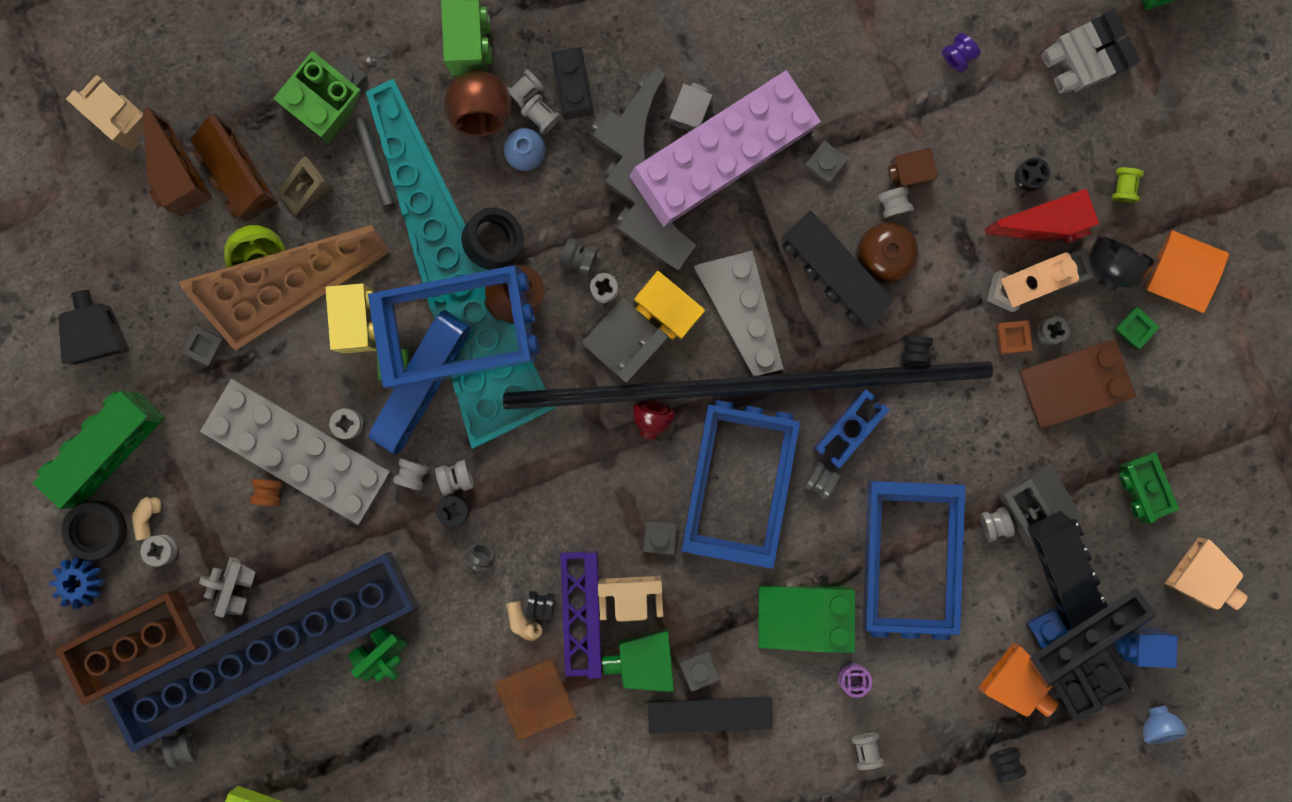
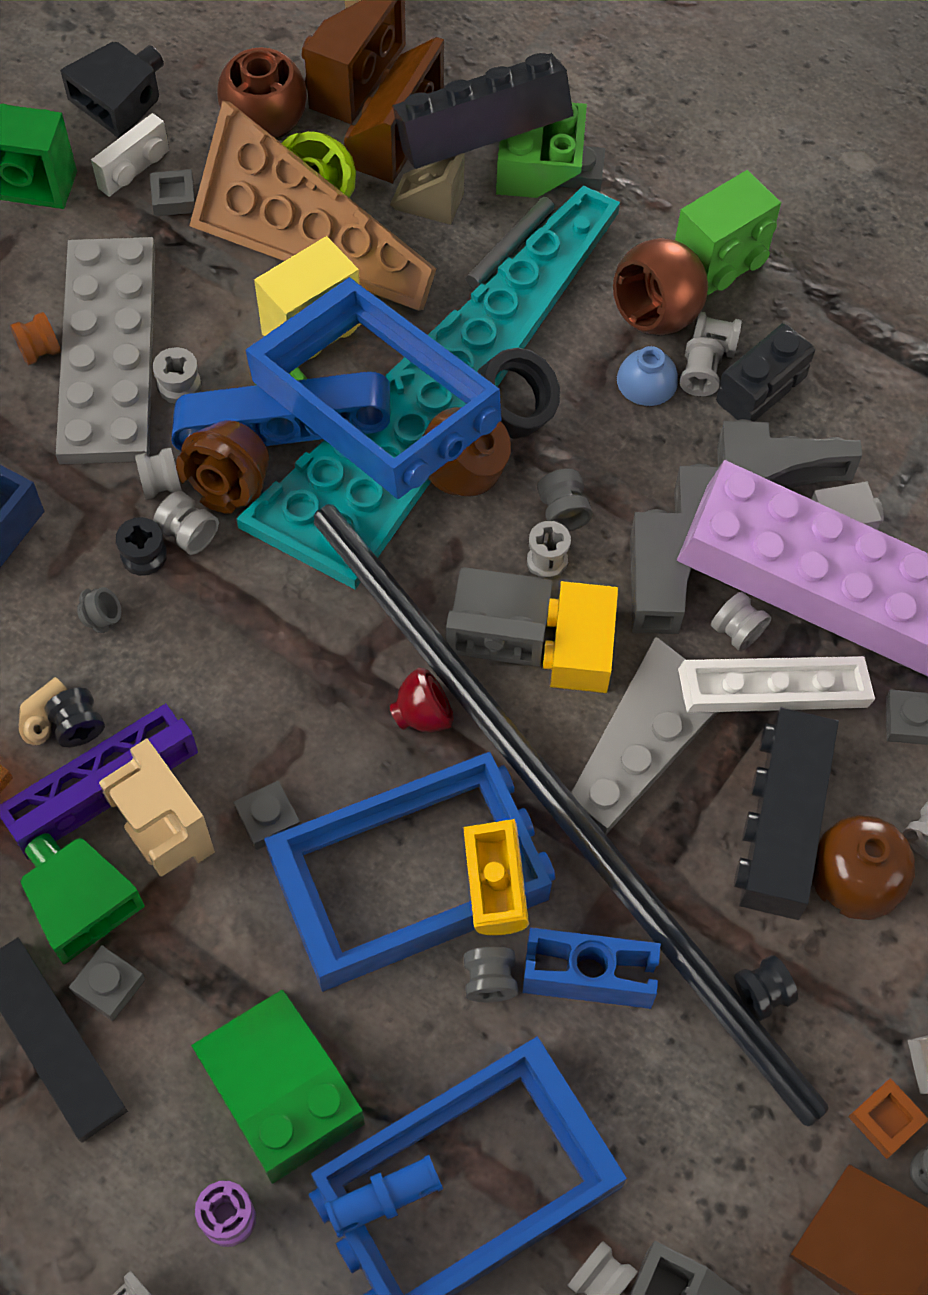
camera: 55 degrees right, 25 degrees down
(140, 245) = (264, 88): none -> copper wheel
(154, 344) = (130, 154): none -> white plate
(290, 128) = (483, 109): none -> black brick
(435, 435) = (224, 465): none -> reddish brown cone
(715, 214) = (741, 621): none -> light grey wheel
(766, 225) = (775, 683): none -> white plate
(784, 450) = (496, 878): none -> yellow brick
(903, 605) = (383, 1196): none -> blue pin

